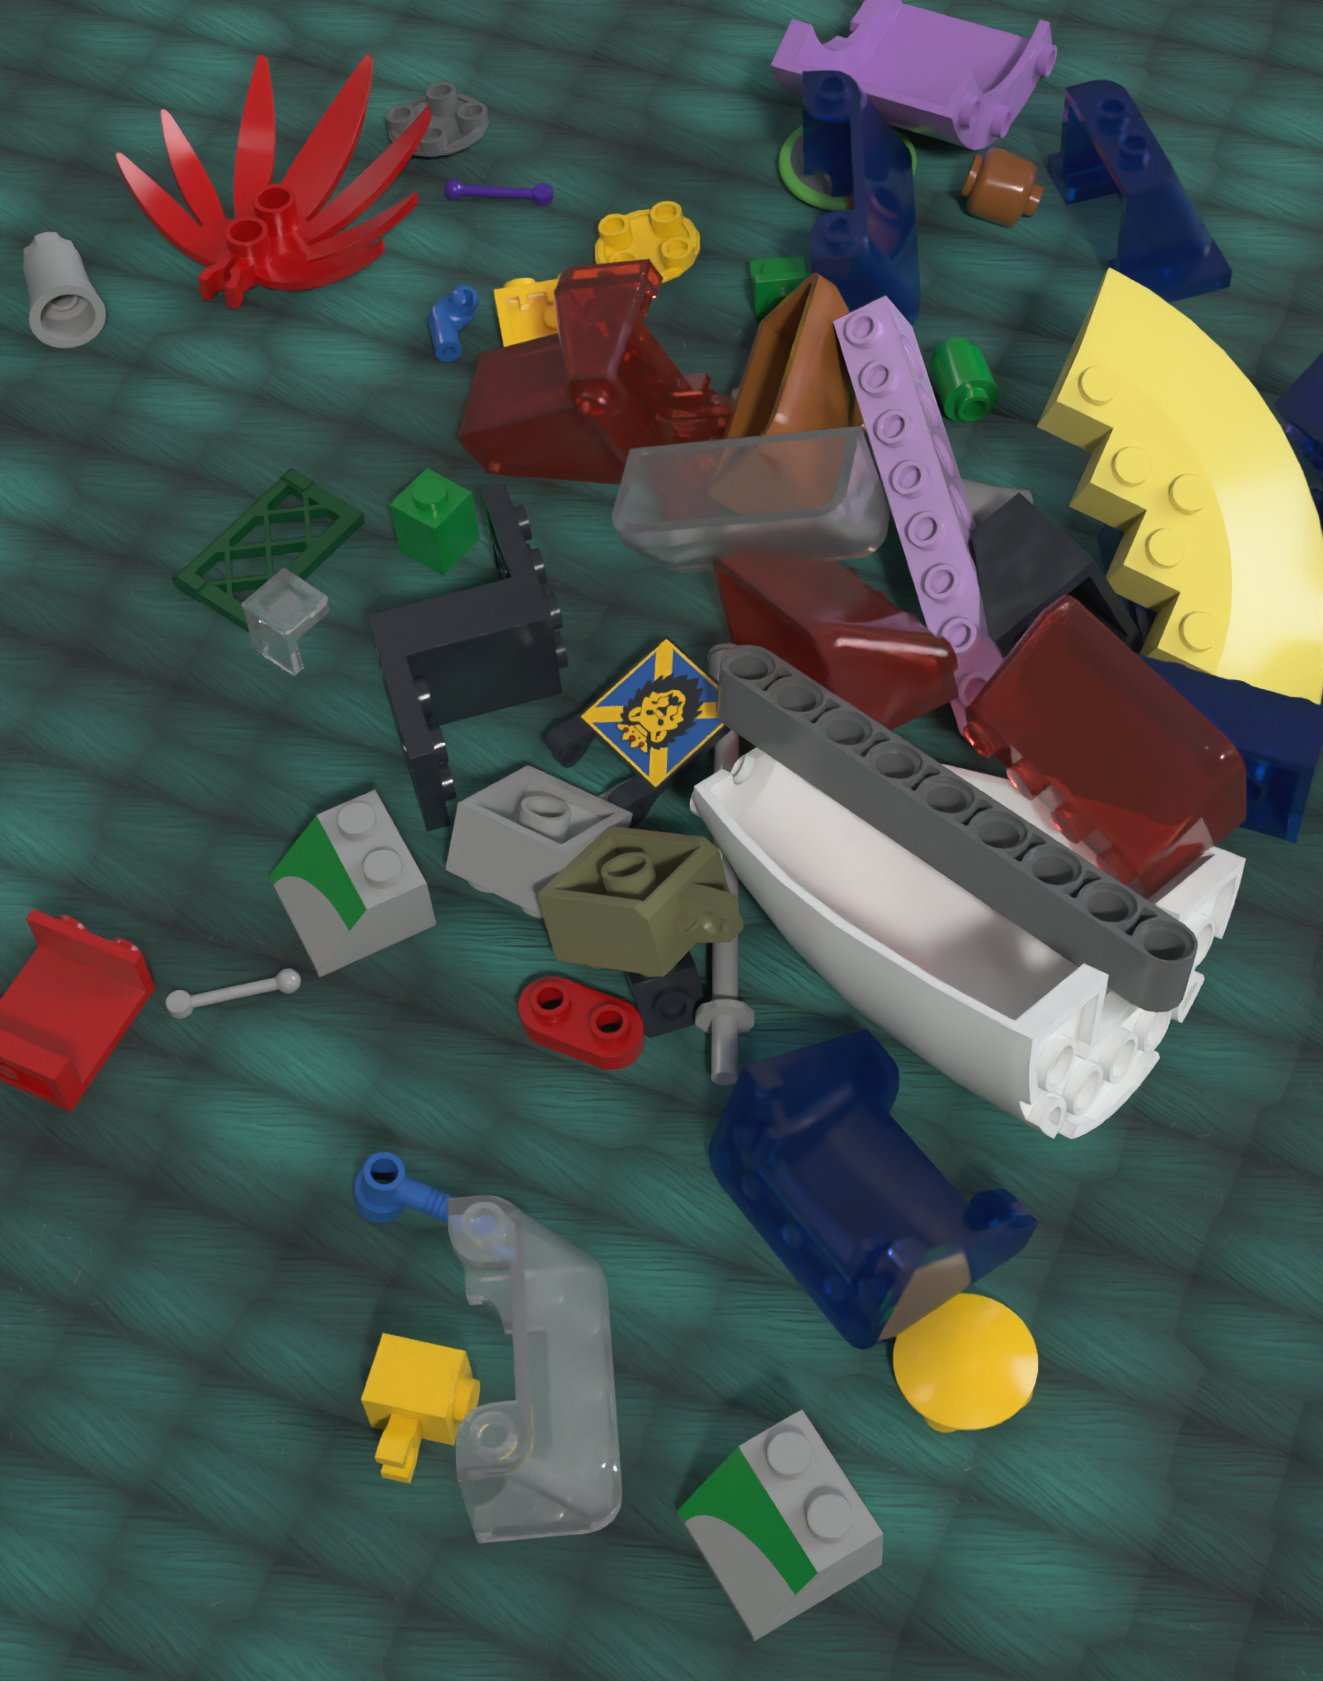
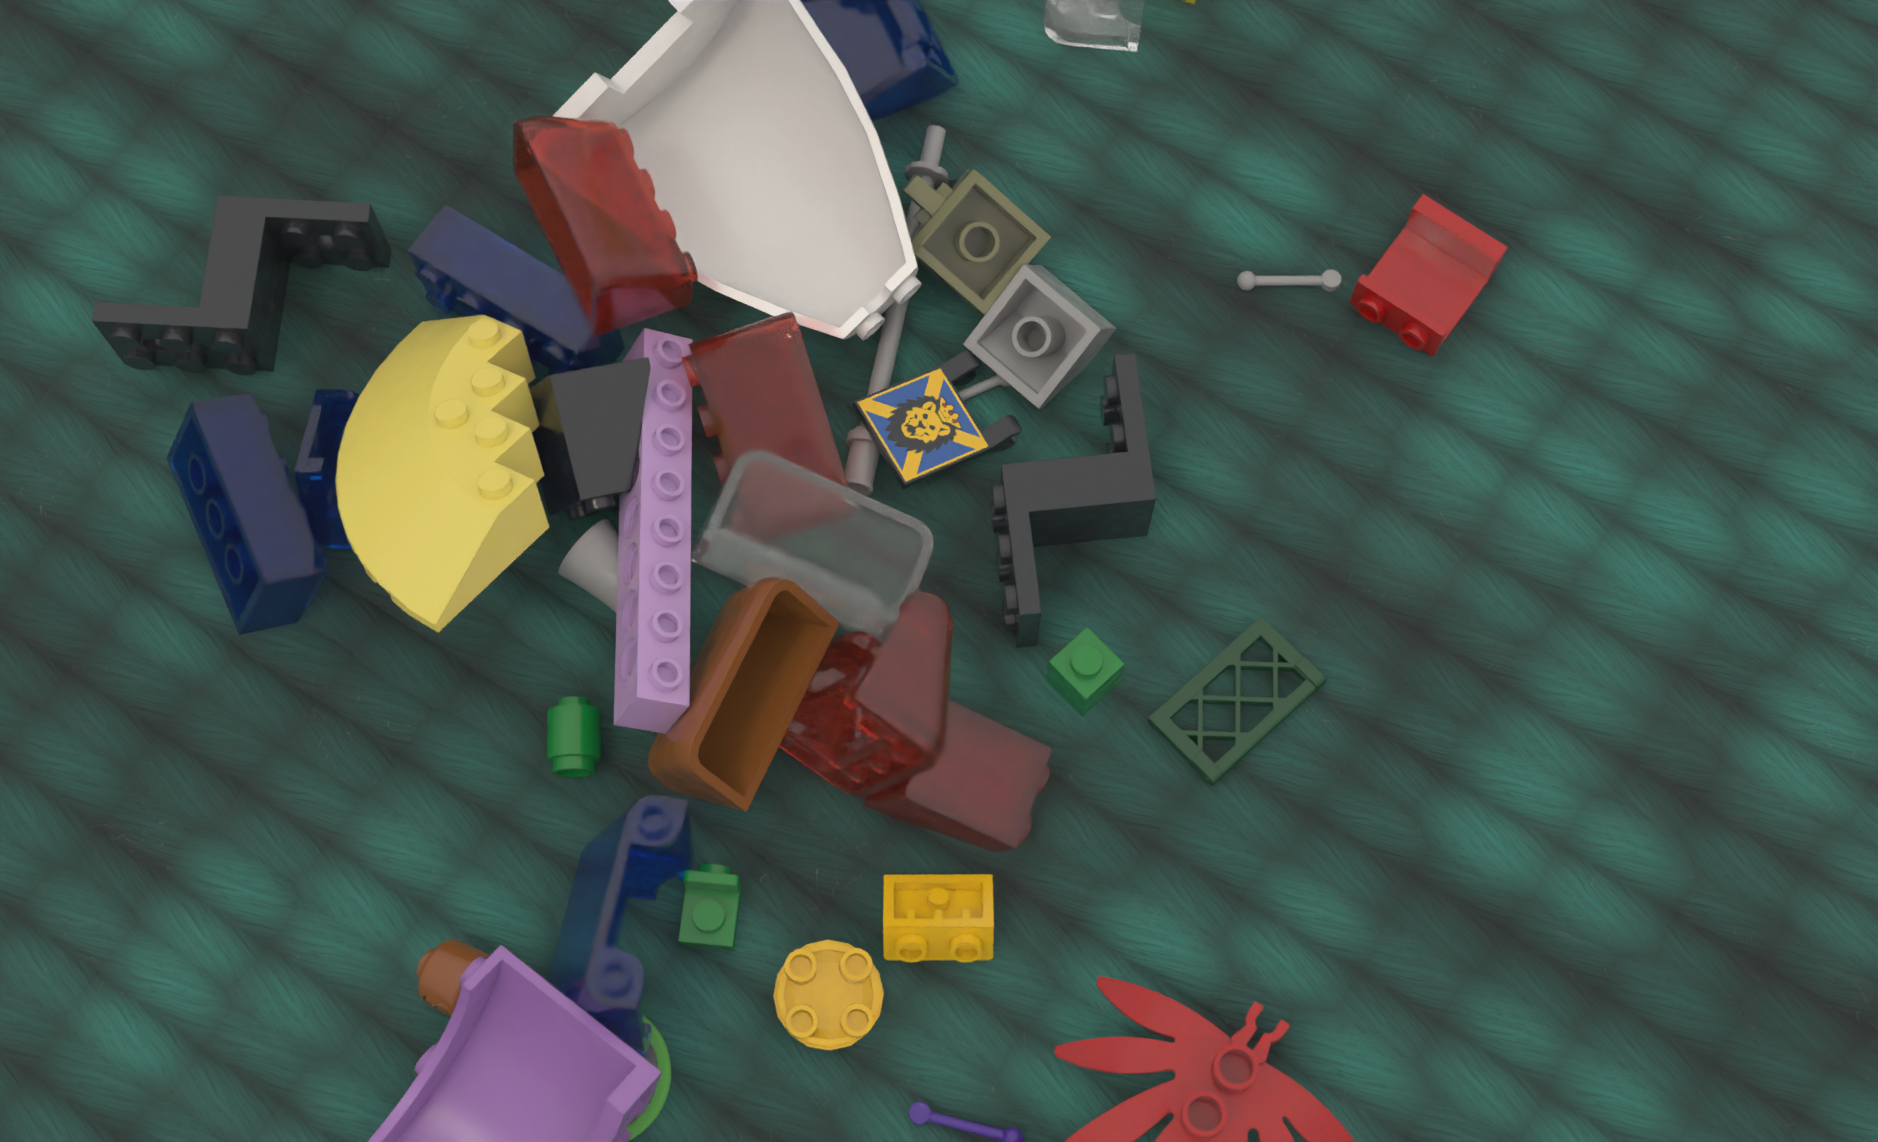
camera: 175 degrees left, 15 degrees up
(61, 297) = (1434, 1061): light grey plant -> none
(281, 615) = (1226, 586): clear panel -> none
(351, 885) = (1189, 334): light grey slope -> none
(387, 1201) = (1186, 90): blue brick -> none
(449, 318) = (1043, 942): blue arm -> none
(577, 1023) = (1035, 196): red plate -> none
(957, 829) = (723, 178): dark grey beam -> none
(1113, 151) = (328, 927): clear blue windscreen -> none

